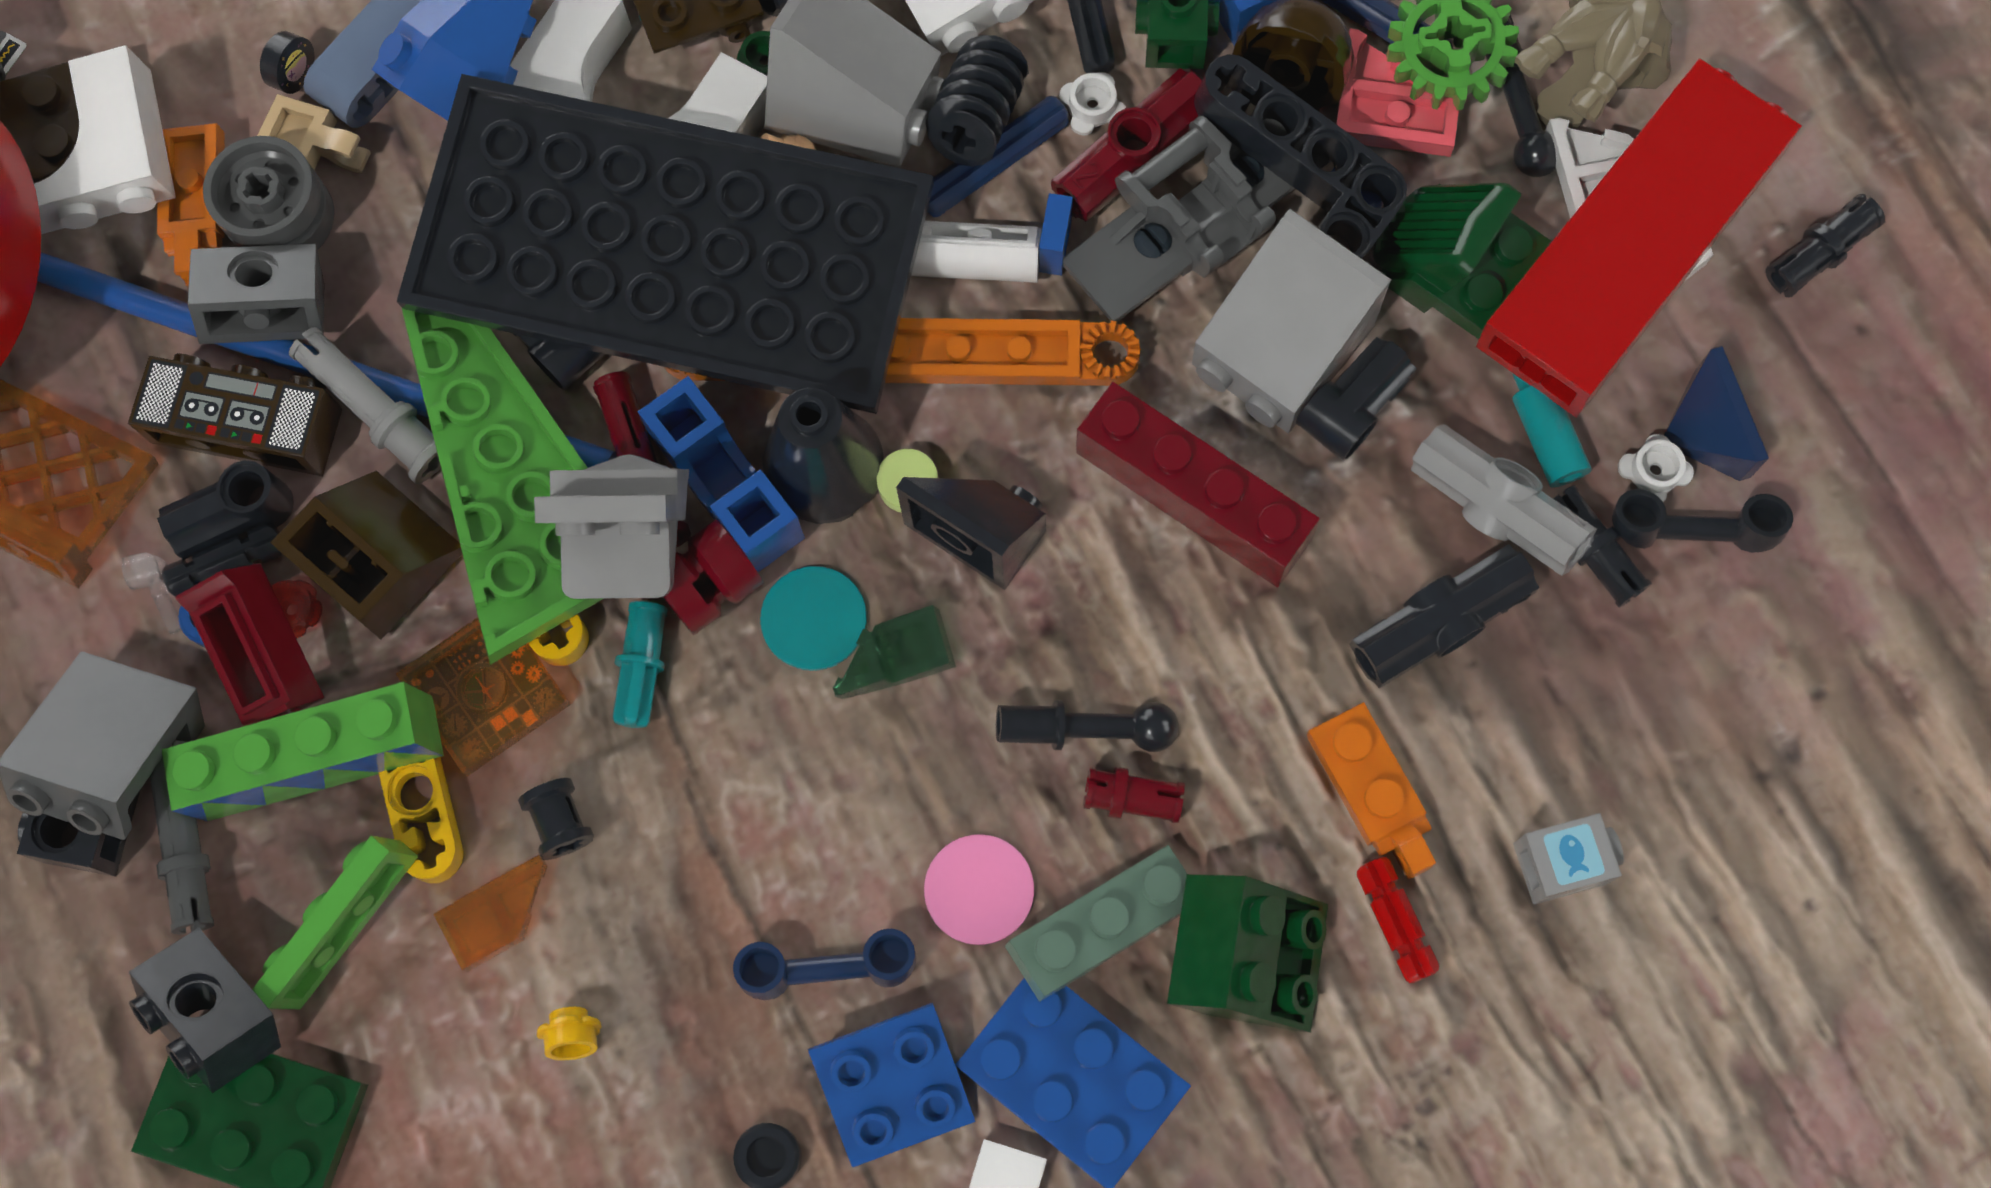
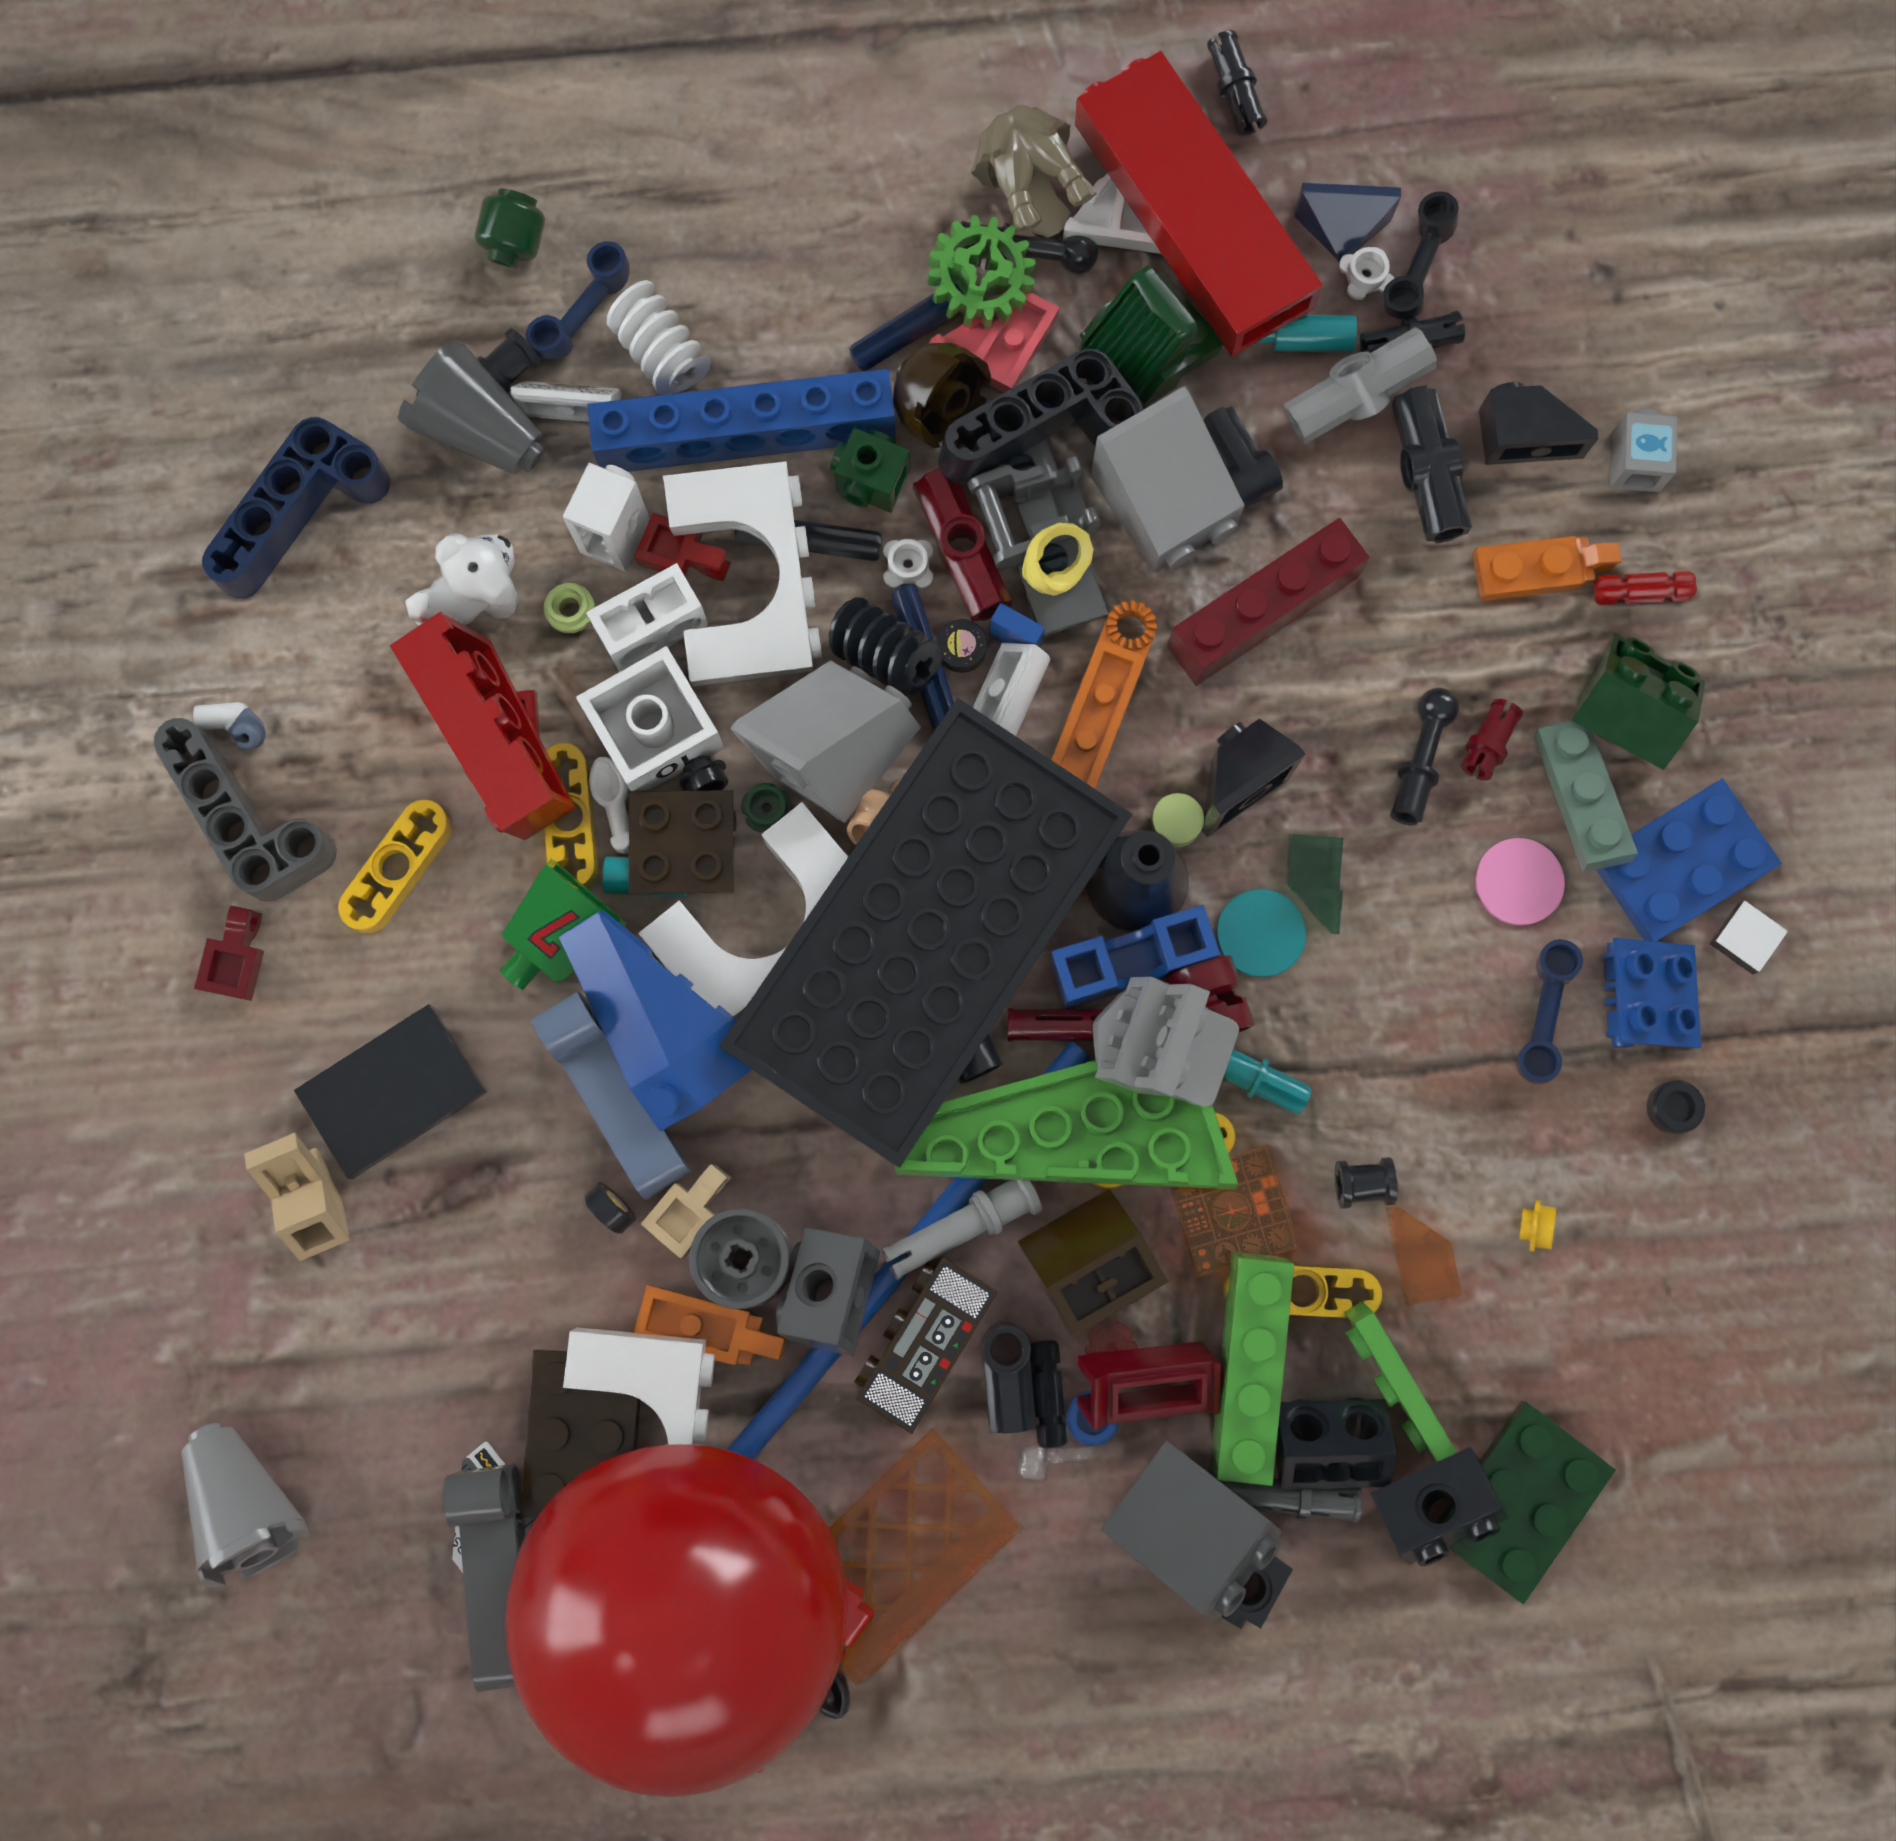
camera: 75 degrees left, 5 degrees up
(227, 871) = (1343, 1447): none -> black brick
(1021, 189) = (963, 645): none -> tile
(1114, 233) = (1057, 581): none -> light yellow piece
(1540, 713) = (1531, 426): none -> black slope

